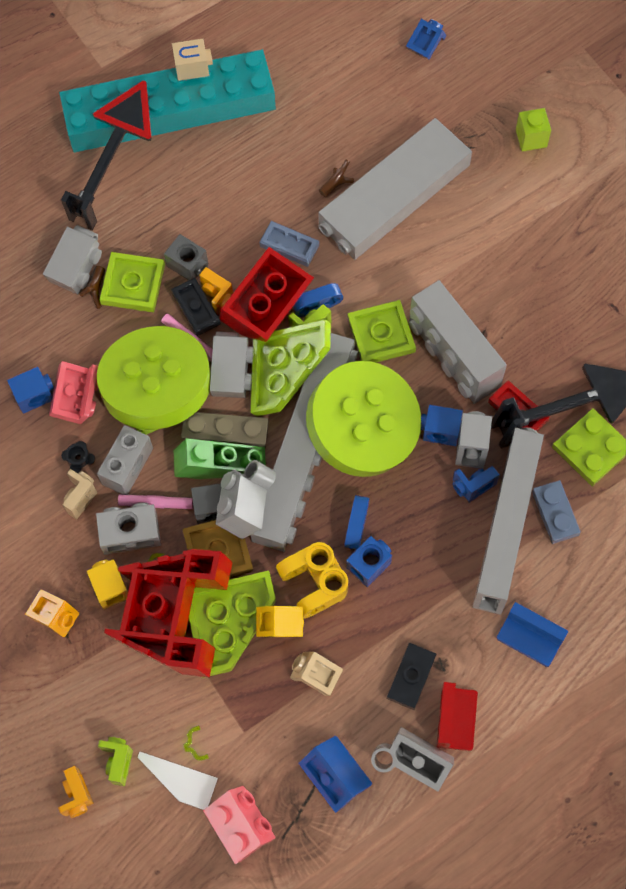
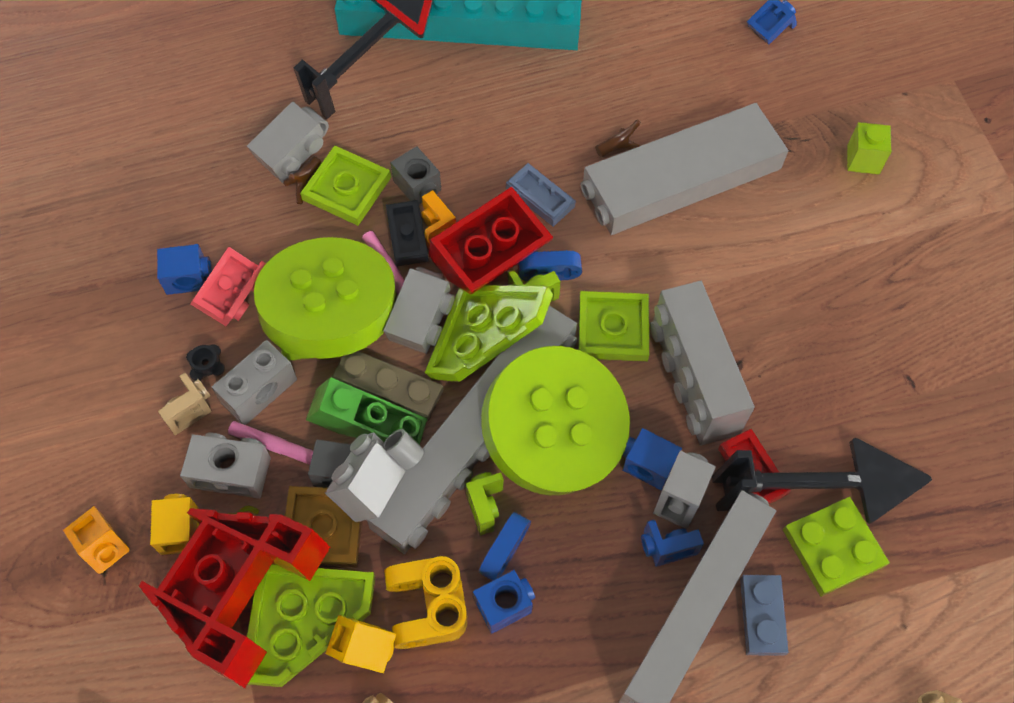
camera: 15 degrees right, 5 degrees down
(330, 499) = (483, 507): none -> lime bracket

